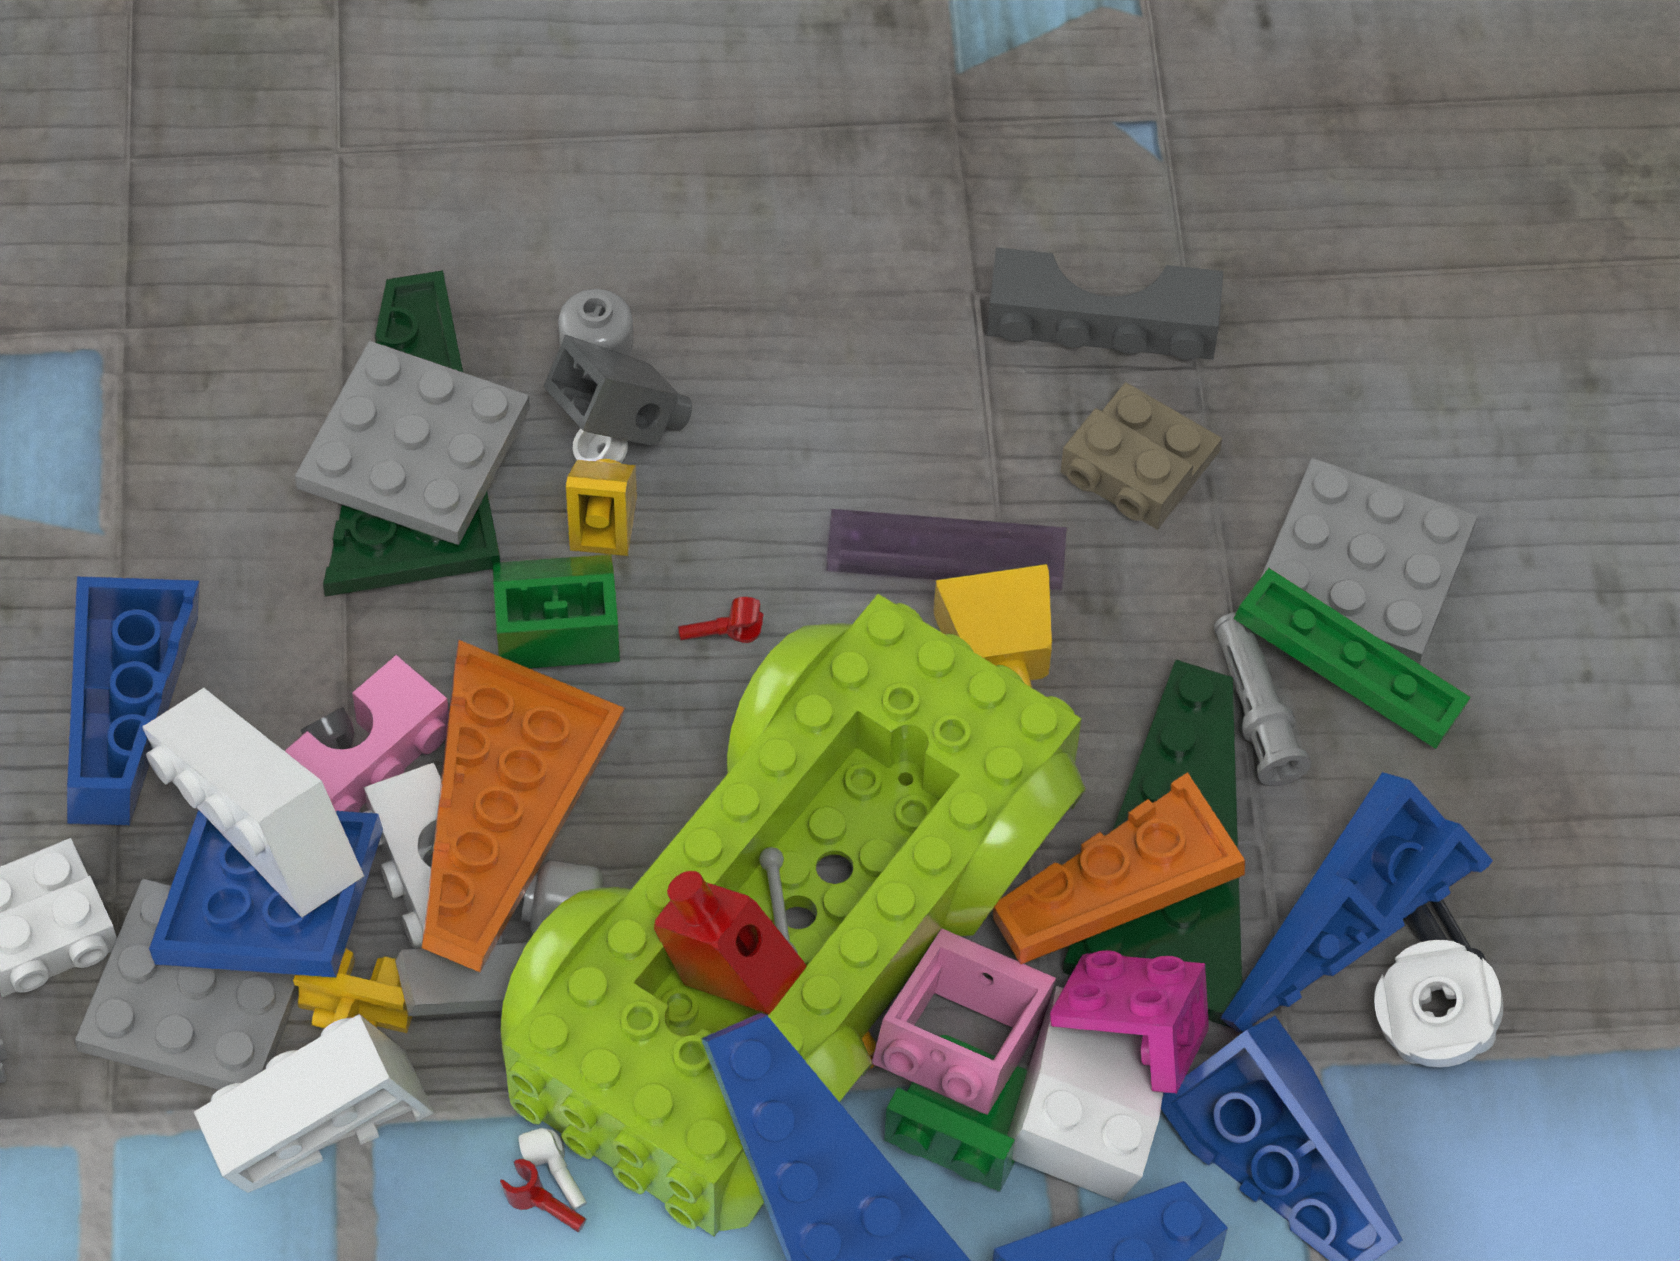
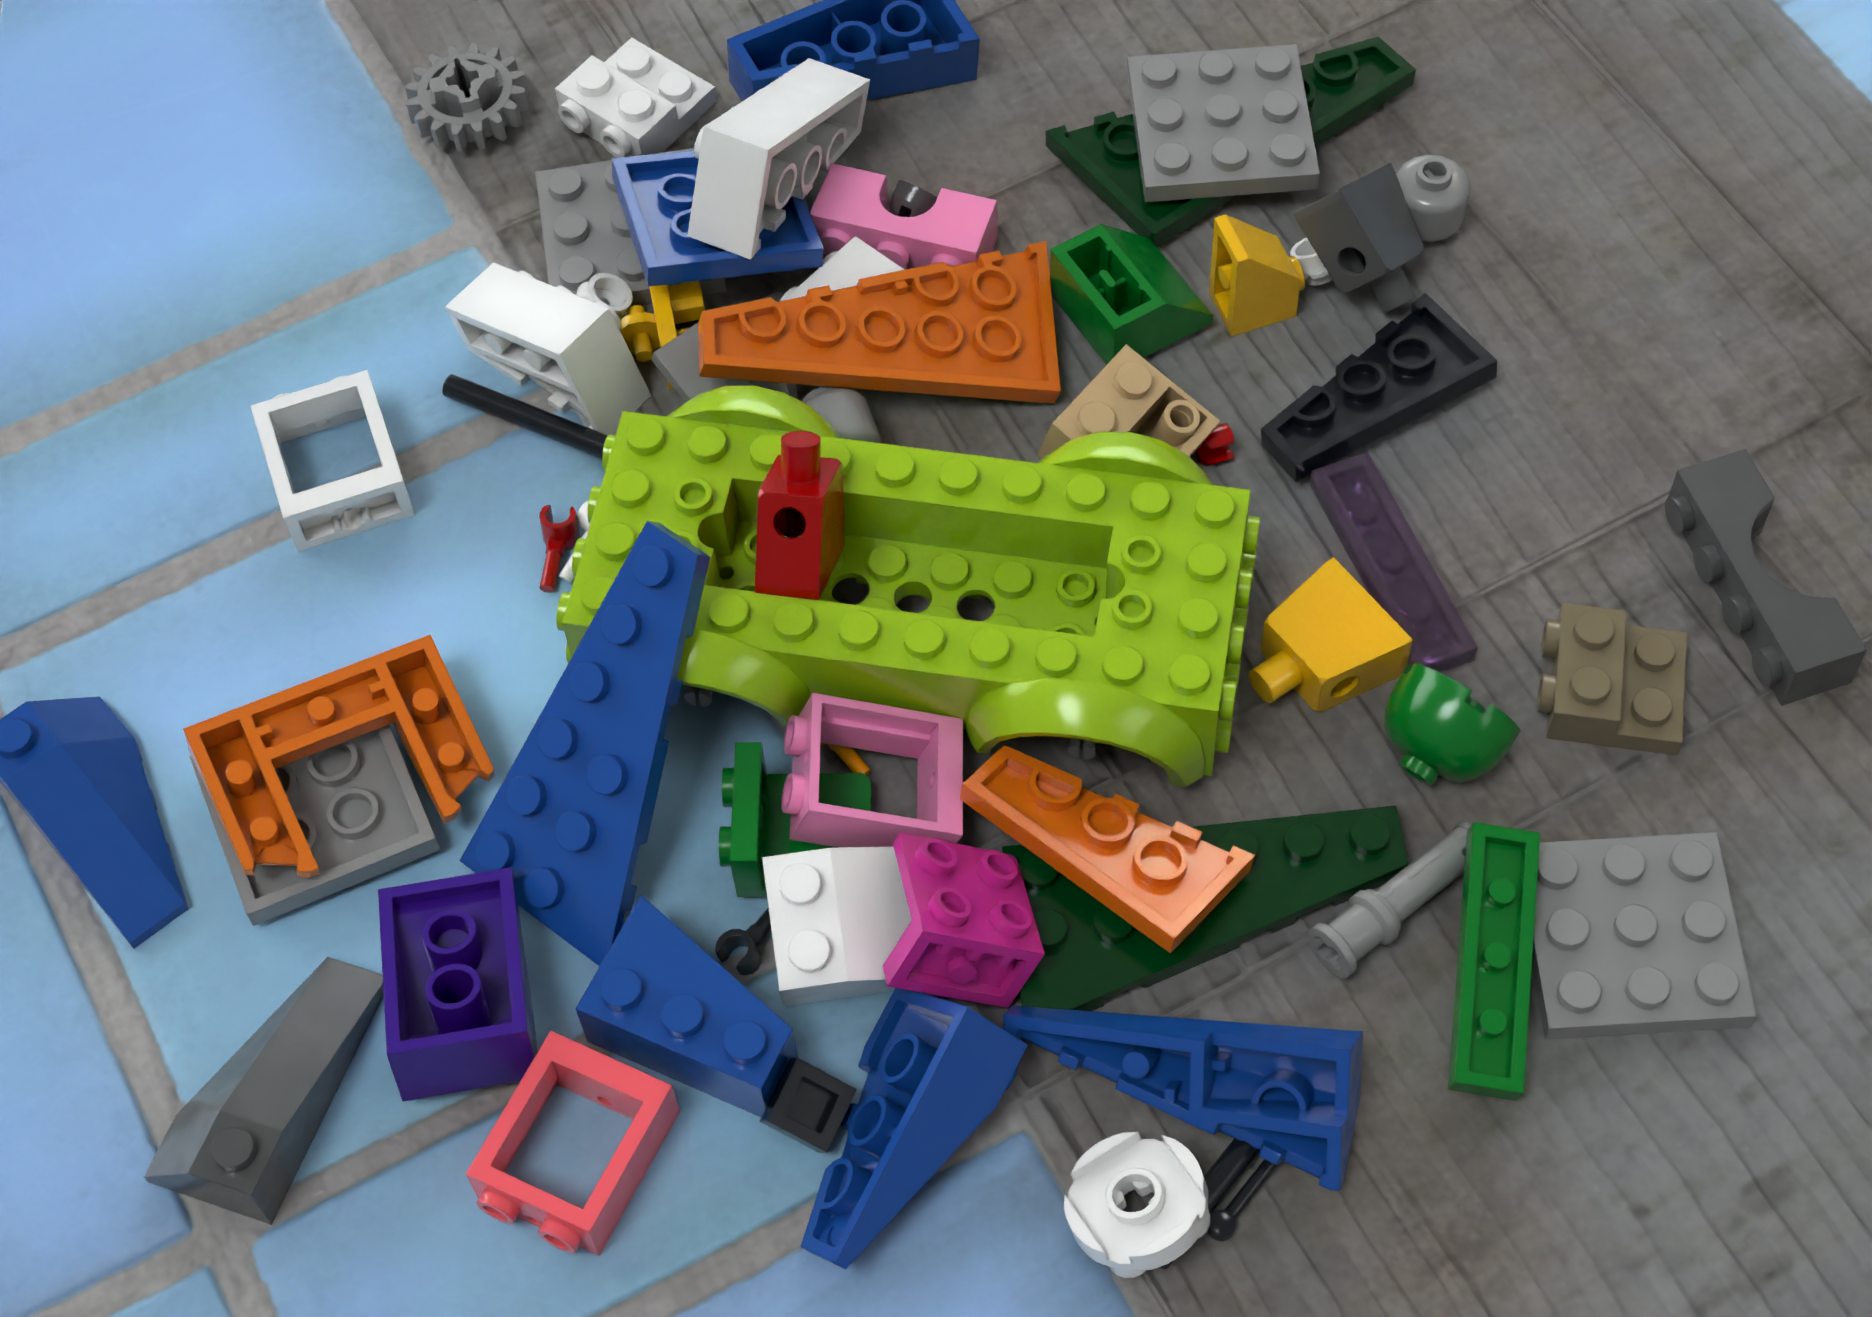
camera: 70 degrees right, 0 degrees up
(289, 1030) = (608, 289): none -> white plate
(394, 1149) = (524, 415): none -> black bar
(696, 671) = (1135, 399): none -> tan slope
(763, 461) = (1392, 383): none -> black wing
(771, 860) = (939, 545): light grey hinge -> none
(1048, 1196) = (750, 938): none -> black hand
(1134, 588) = (1444, 728): none -> green cylinder
(1241, 1209) = (808, 1105): none -> black plate

